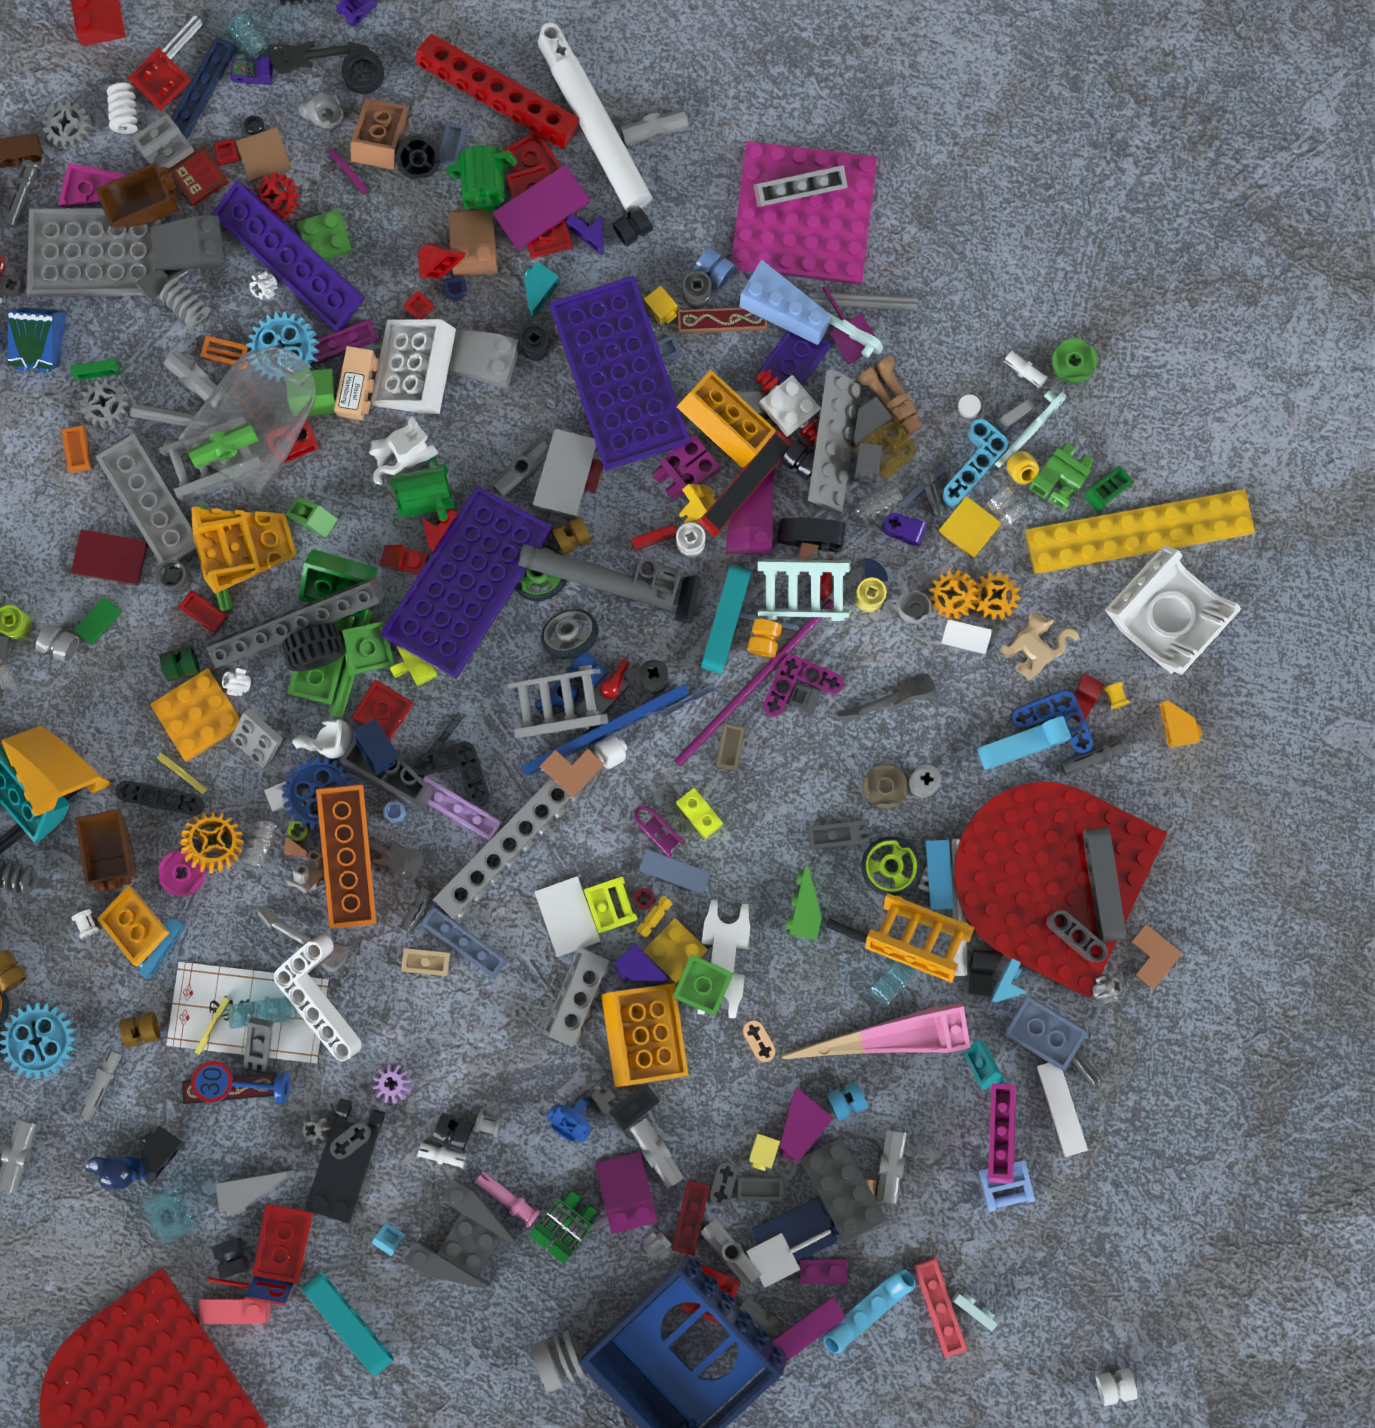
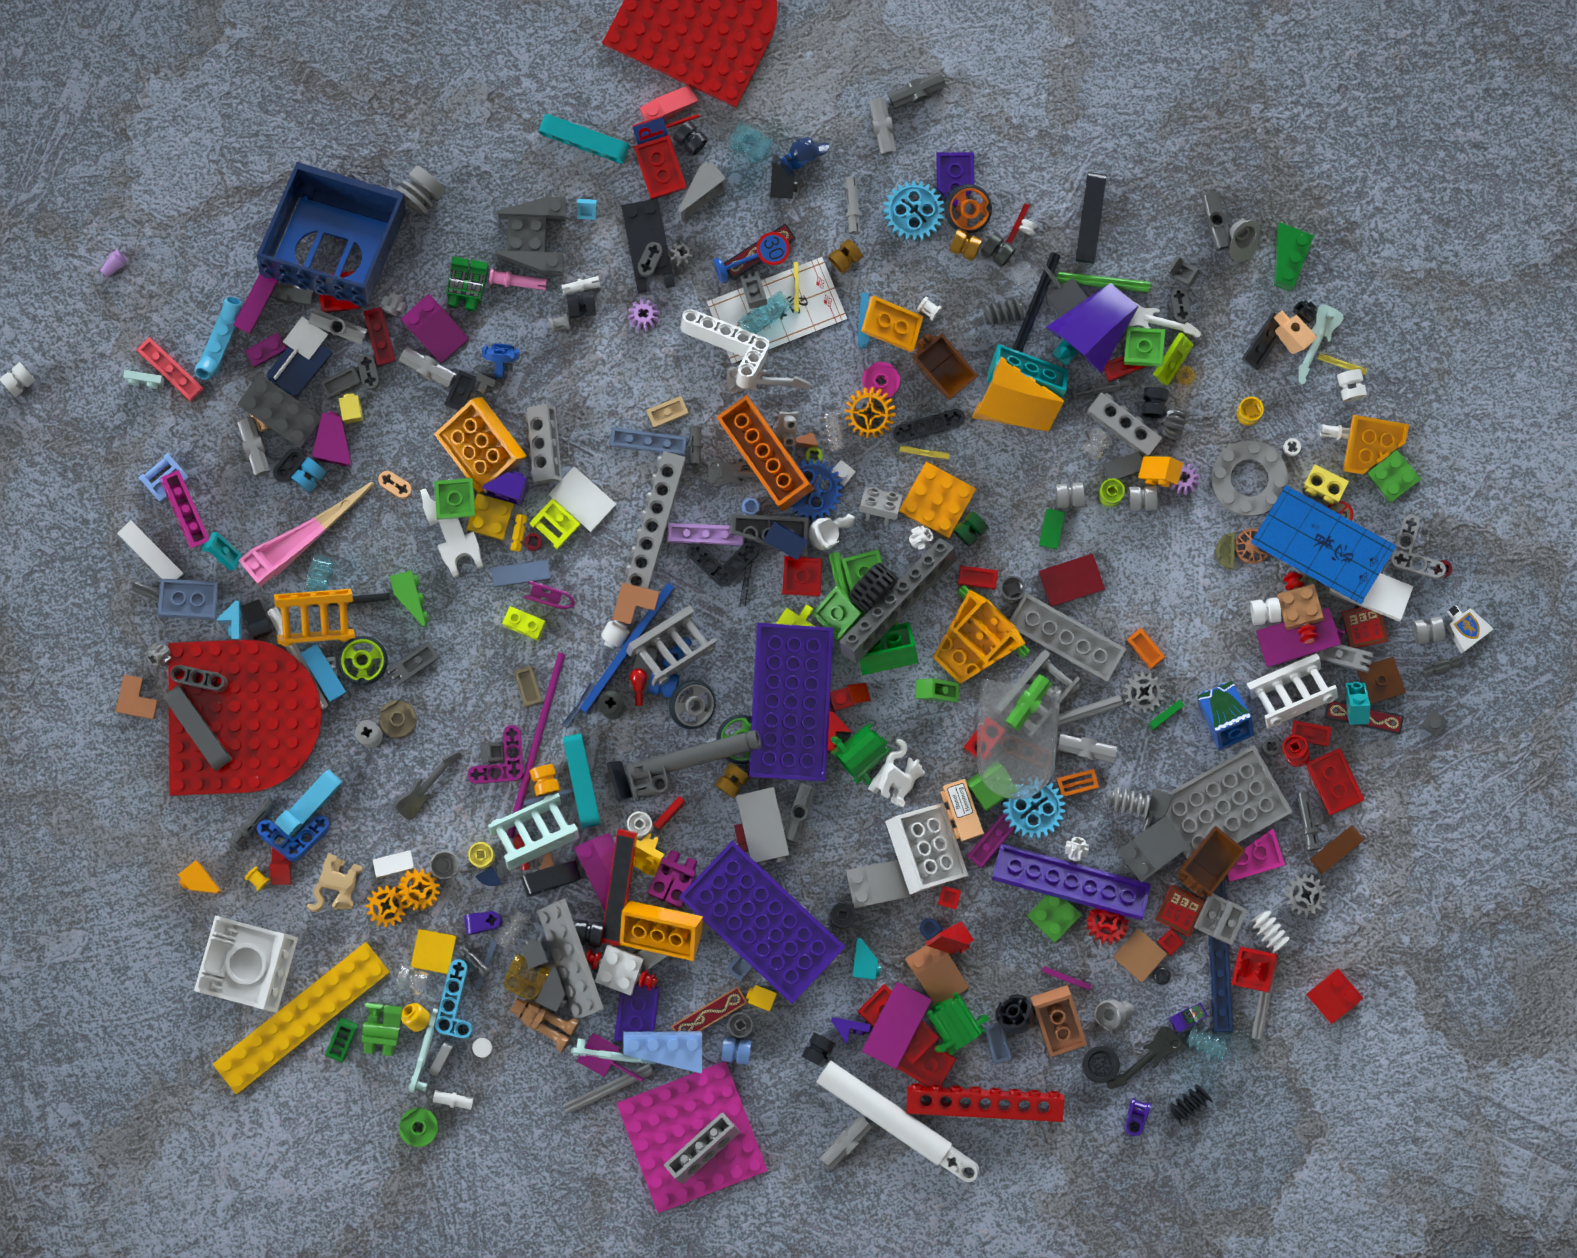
camera: 155 degrees right, 0 degrees up
(863, 1125) = (286, 464): none -> black plate

